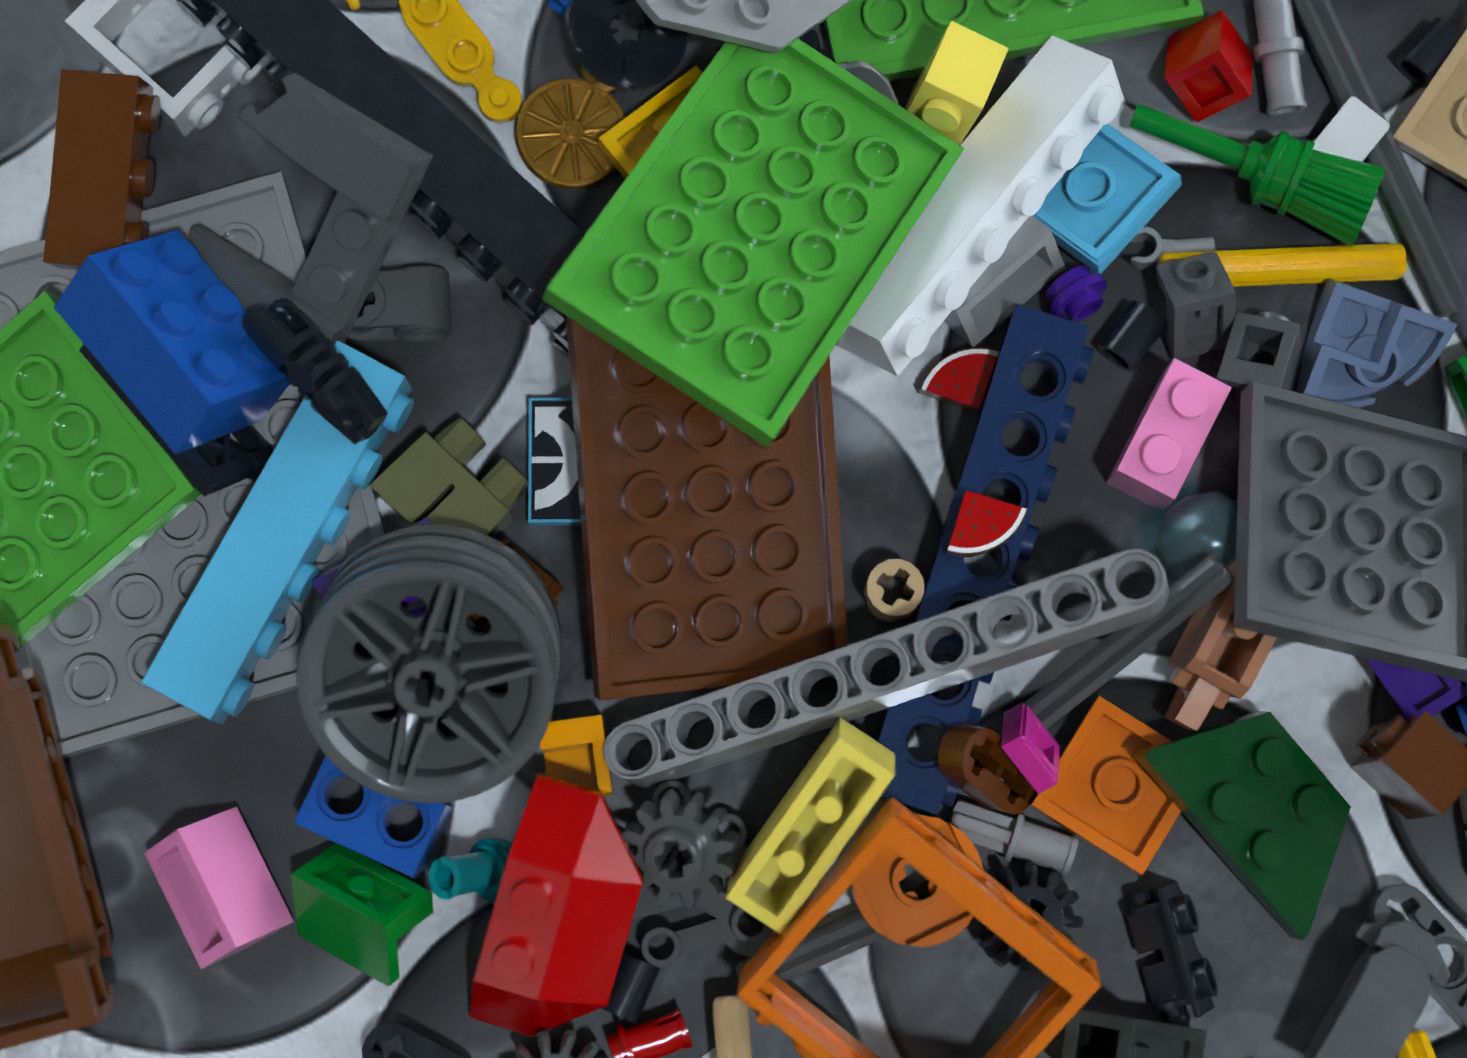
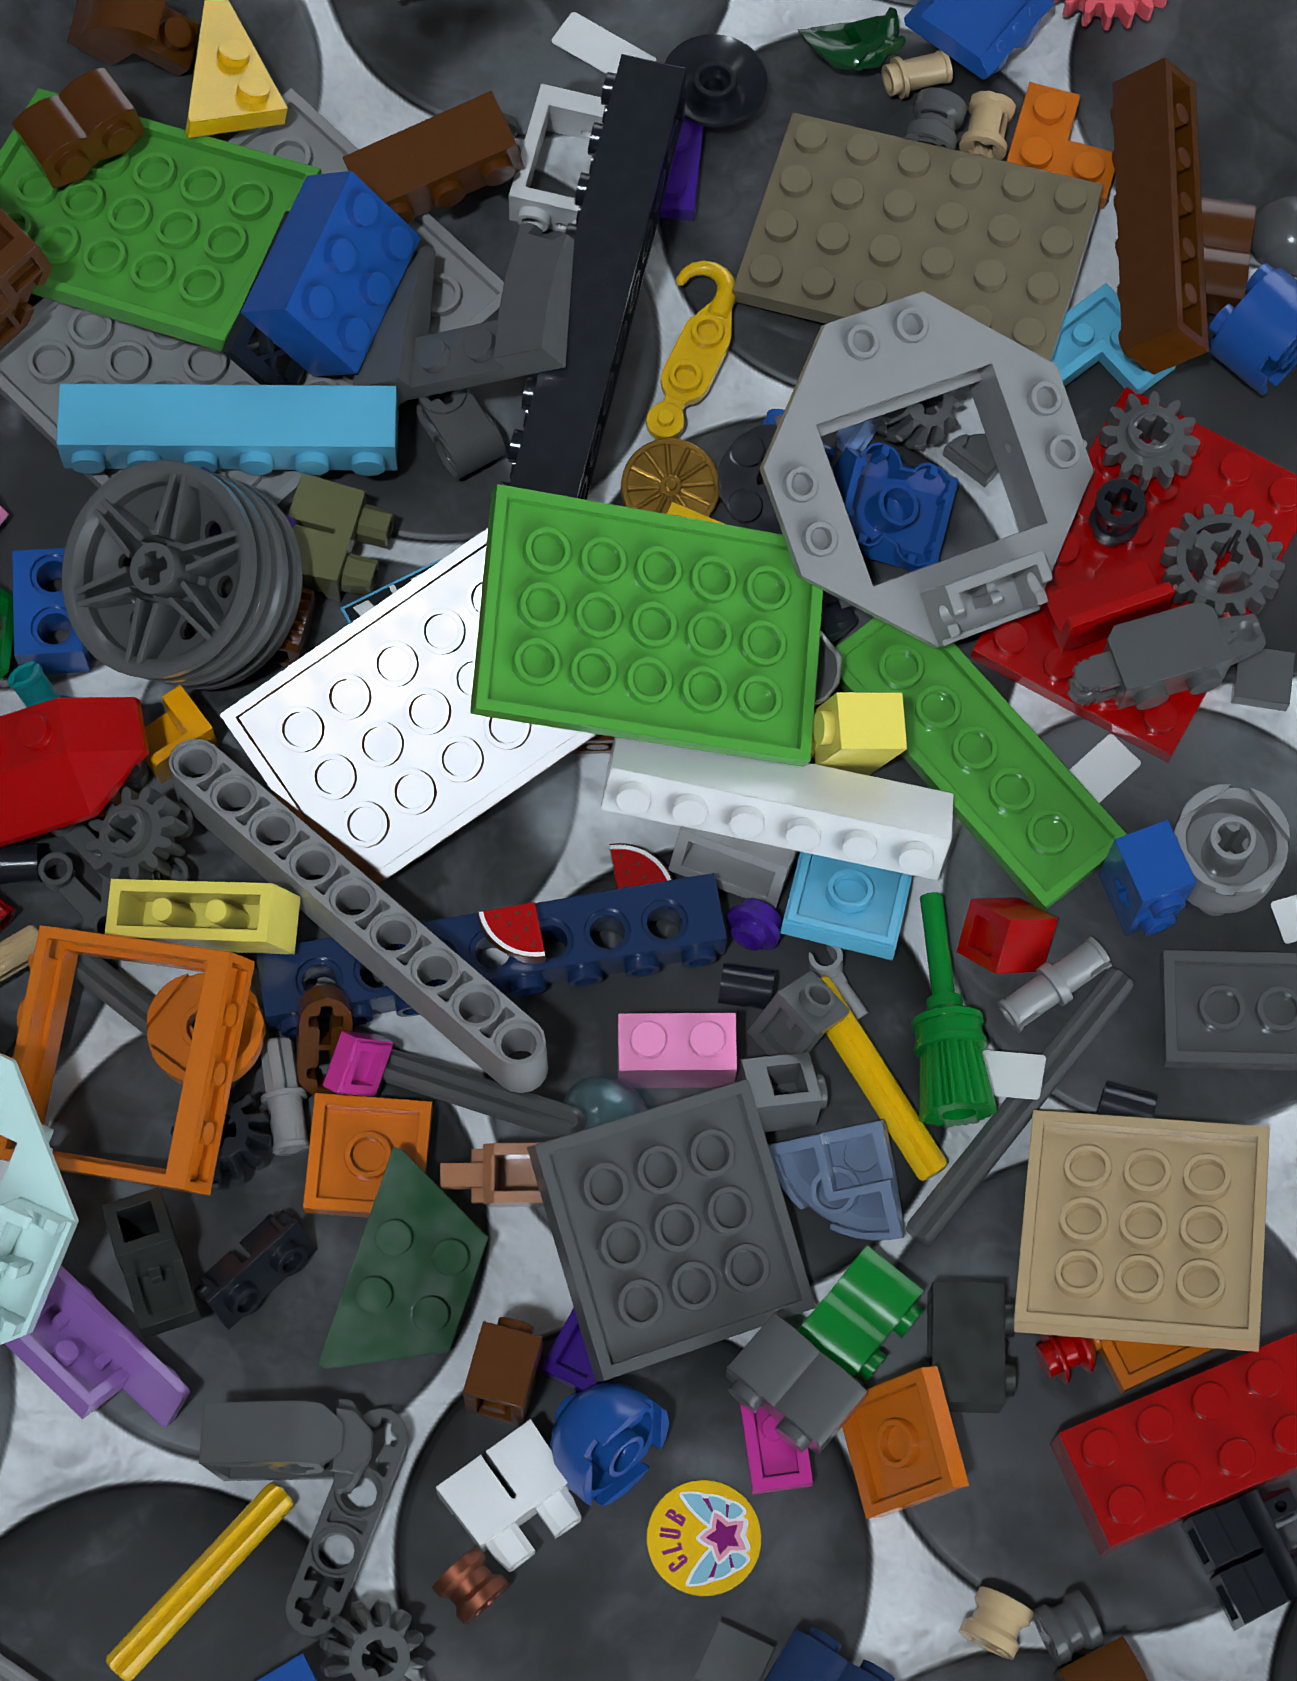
camera: 60 degrees right, 10 degrees down
(314, 367) = (360, 376): black hinge -> none
(912, 589) = (432, 884): tan bush -> none

